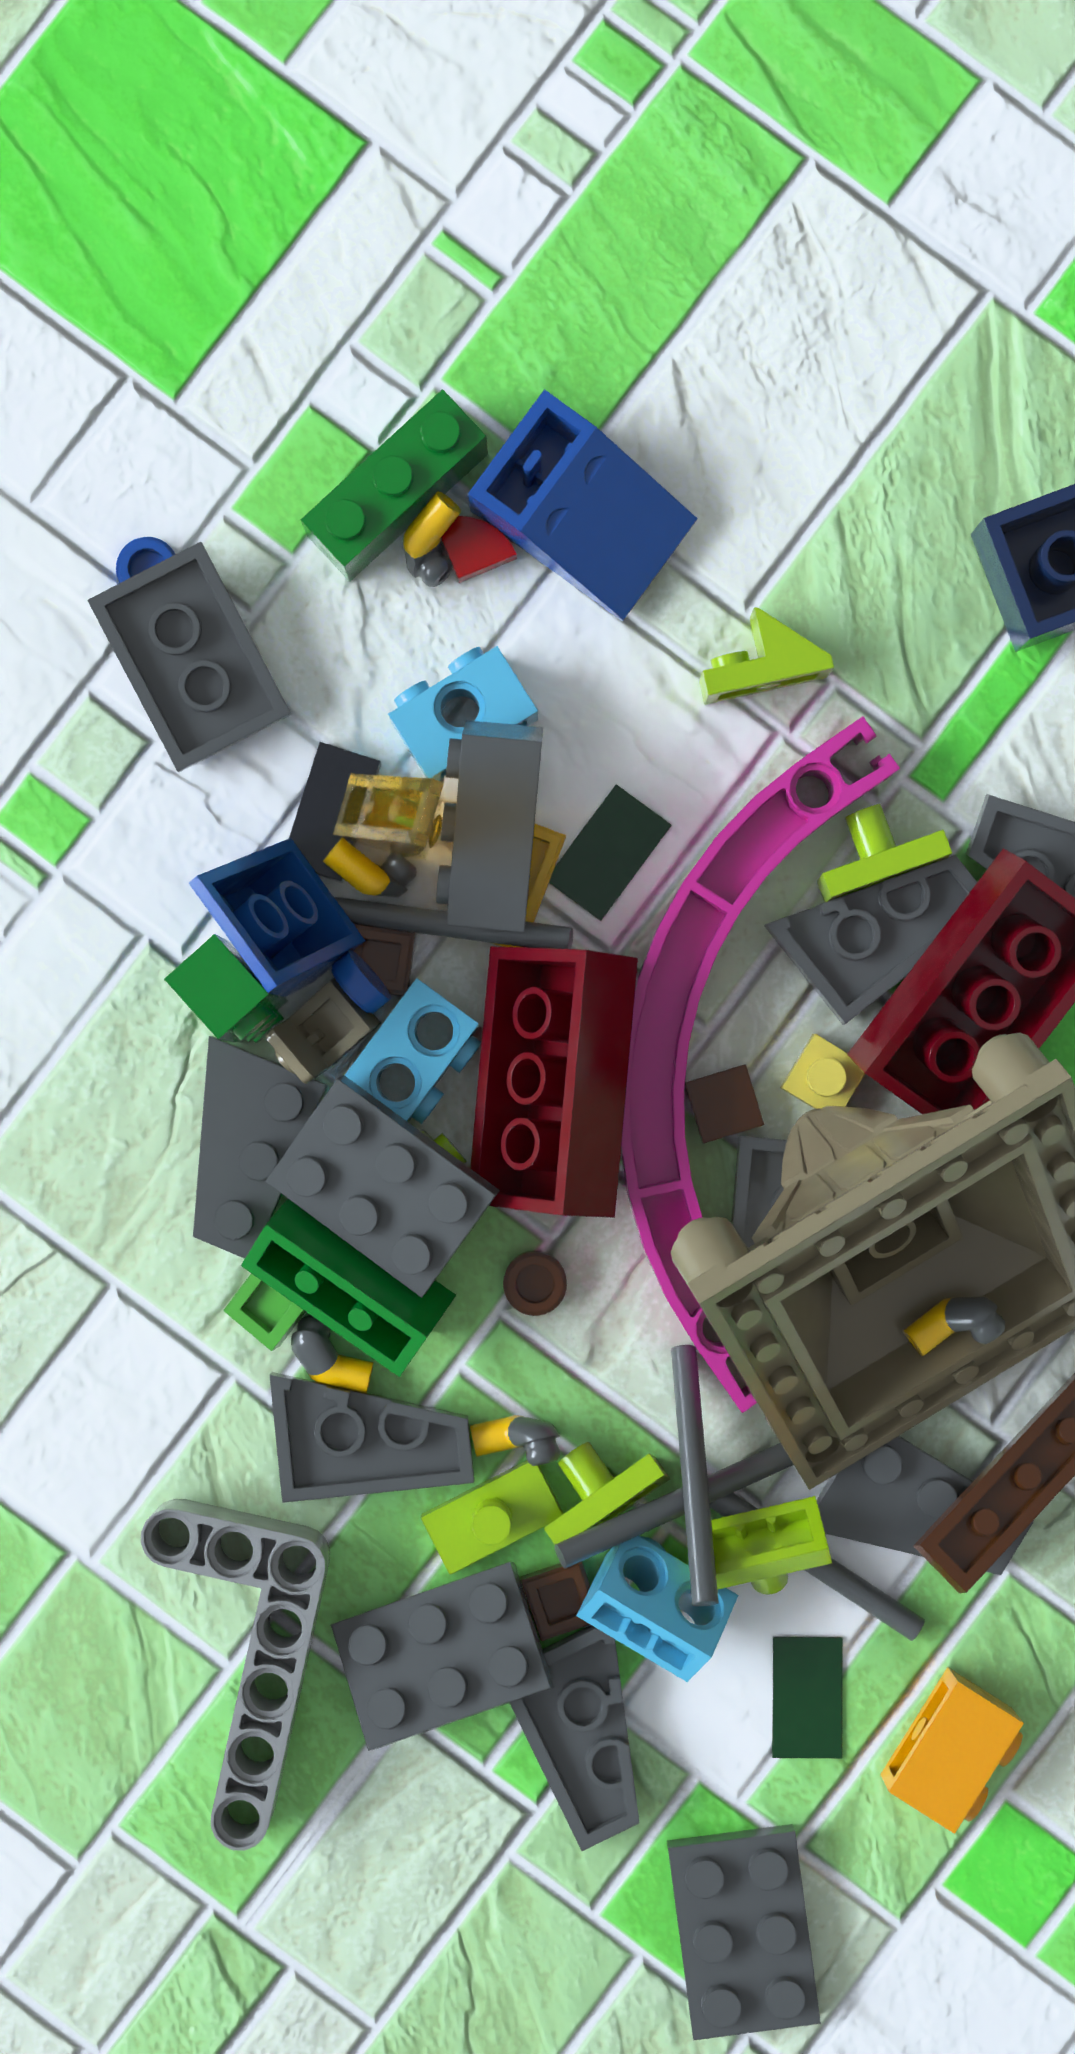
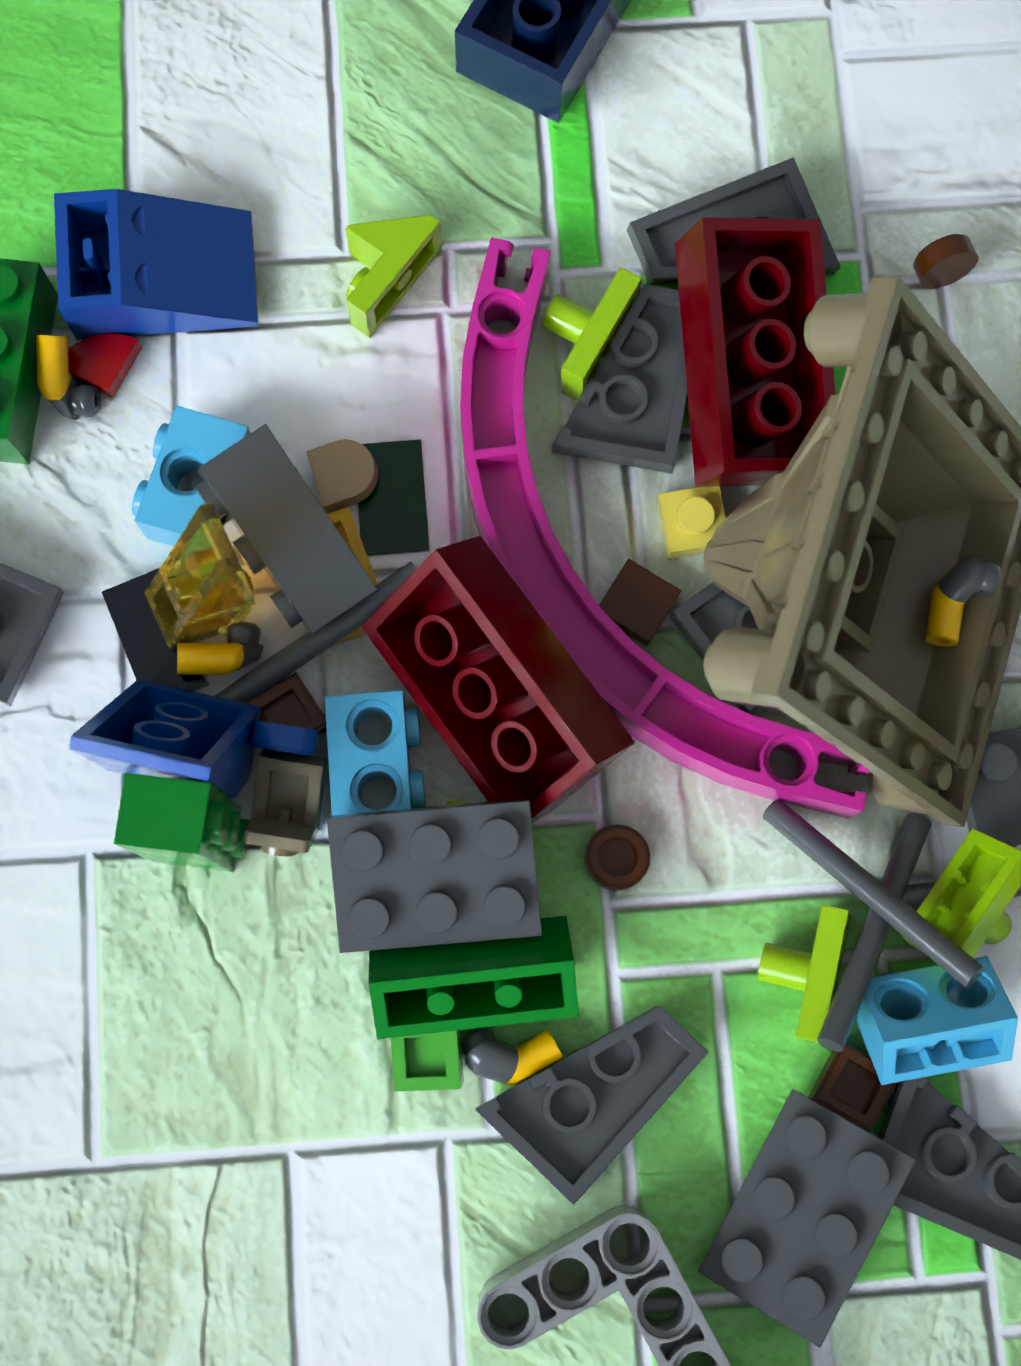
camera: 45 degrees left, 10 degrees down
(247, 1126) = (290, 930): dark grey wing -> none
(491, 1516) = (744, 1068): lime tile -> none
(515, 1432) = (705, 984): arm -> none
(585, 803) = (343, 473): none -> tan tile

